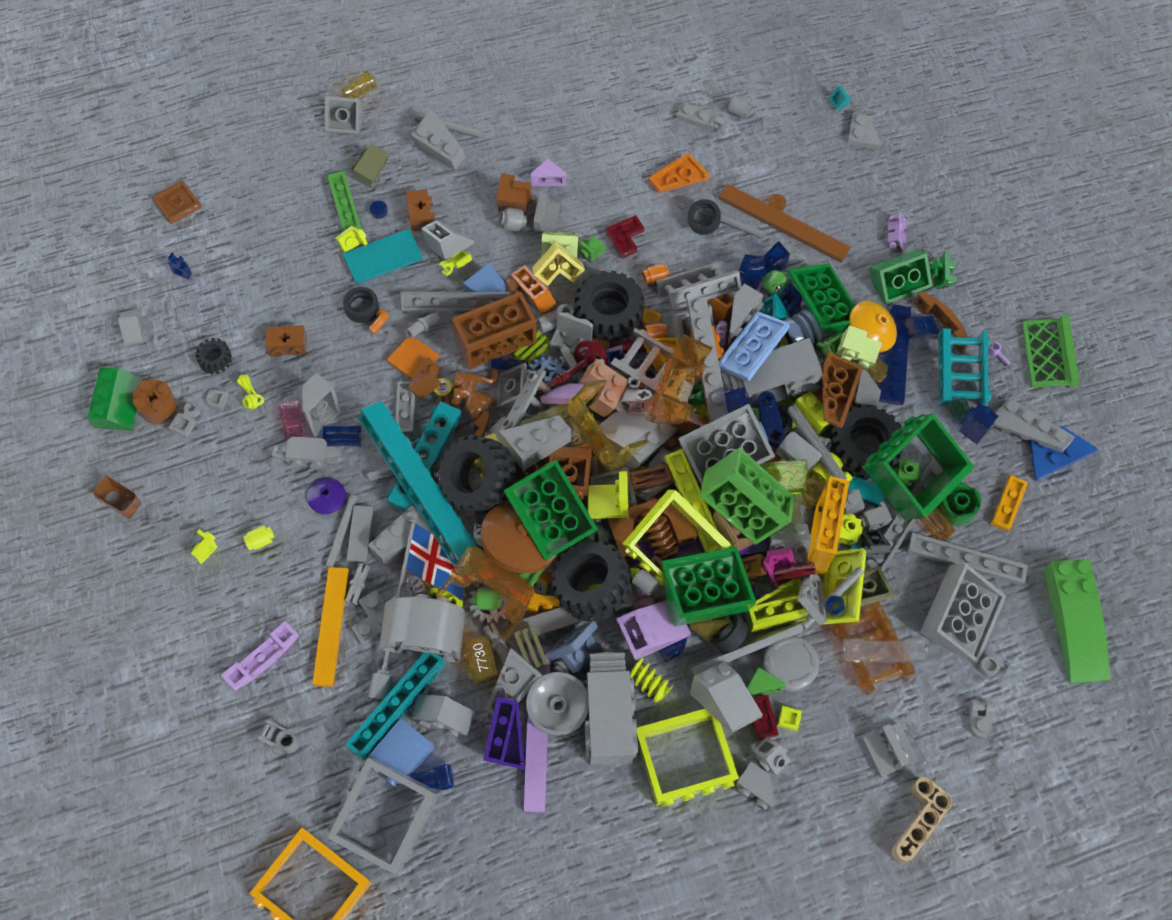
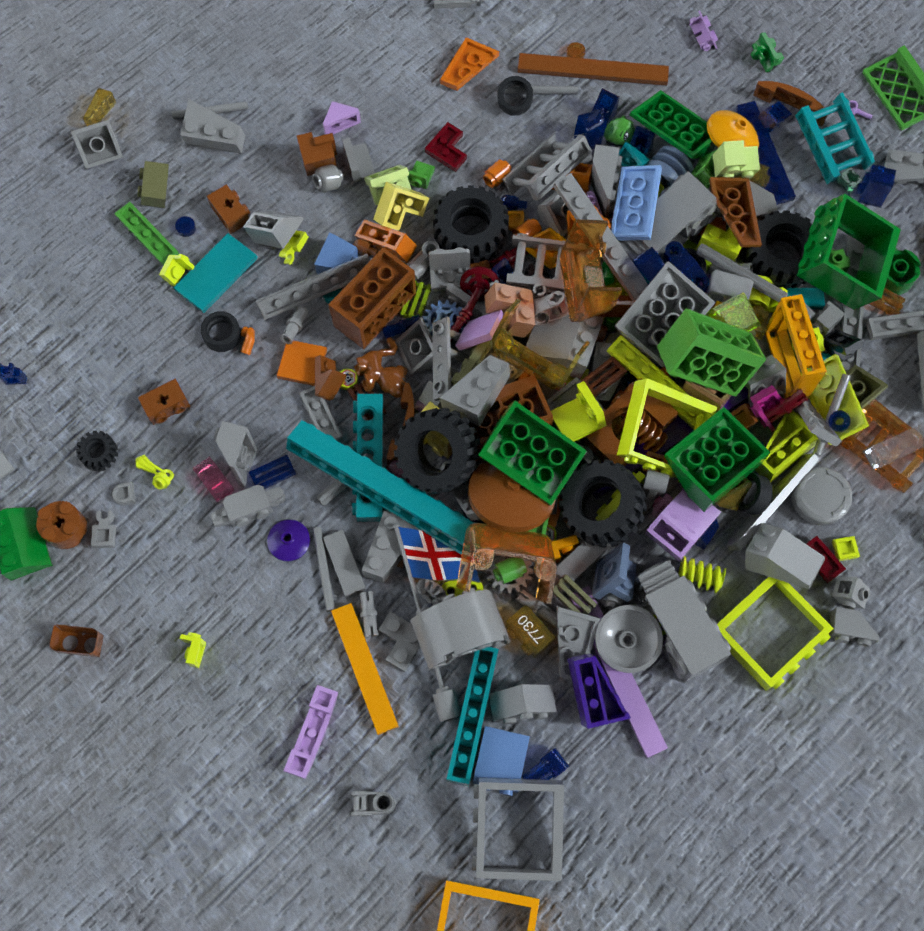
camera: 20 degrees left, 5 degrees up
(259, 537) = (245, 614): neon yellow brick -> none
(656, 304) = (513, 203): none -> clear blue cylinder
(765, 684) = (806, 526): bright green slope -> none
(901, 276) = (731, 73): green slope -> none

